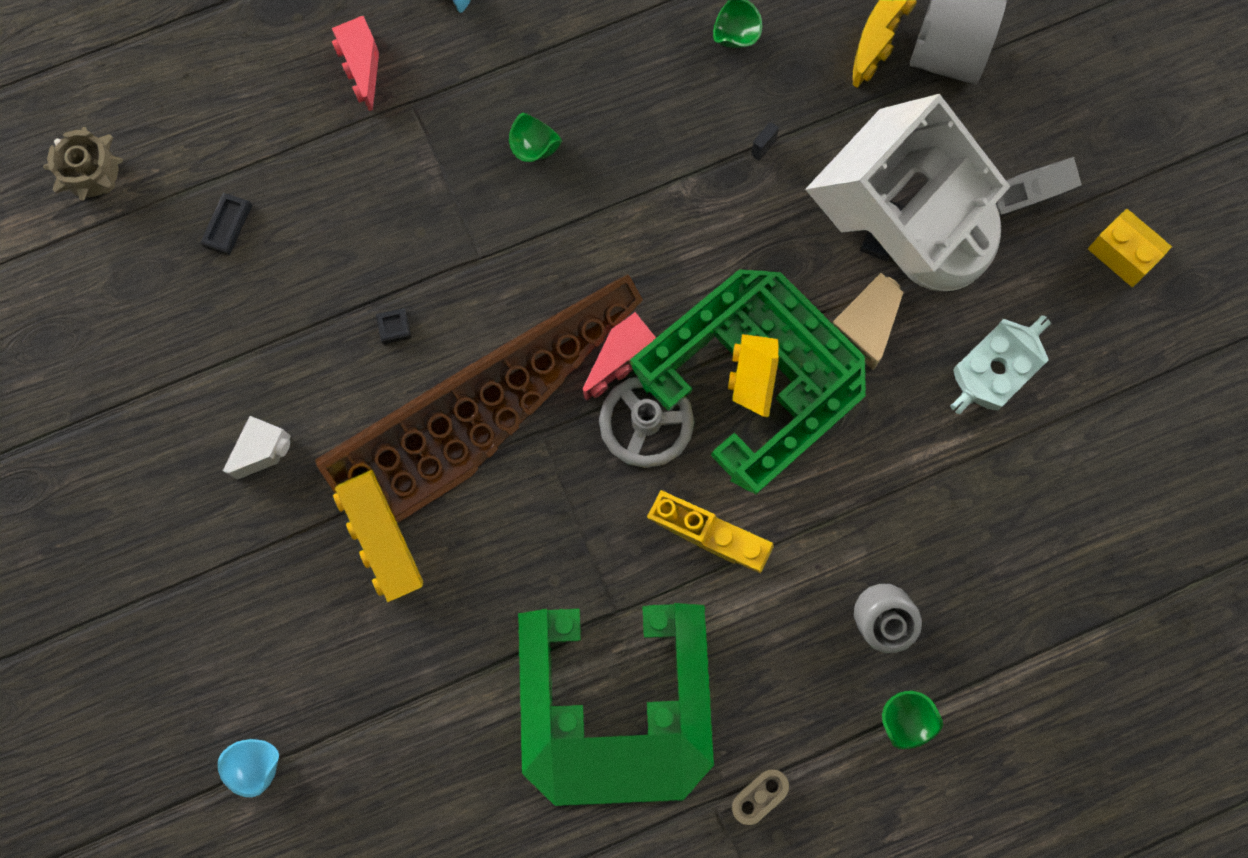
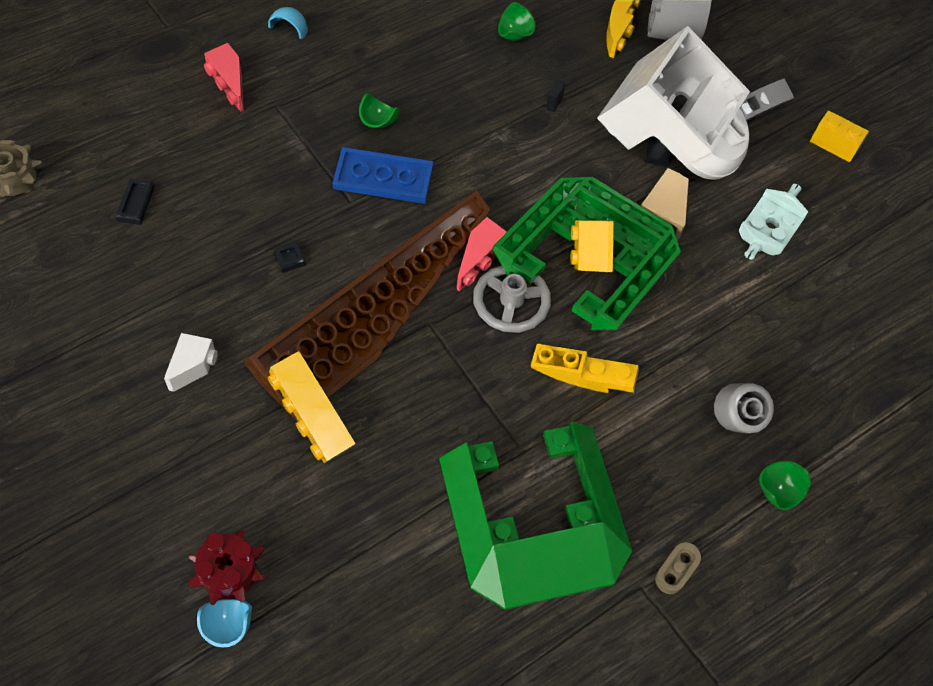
camera: 20 degrees left, 15 degrees down
(242, 698) = (234, 579): none -> dark red brick
(524, 229) = (383, 175): none -> blue plate

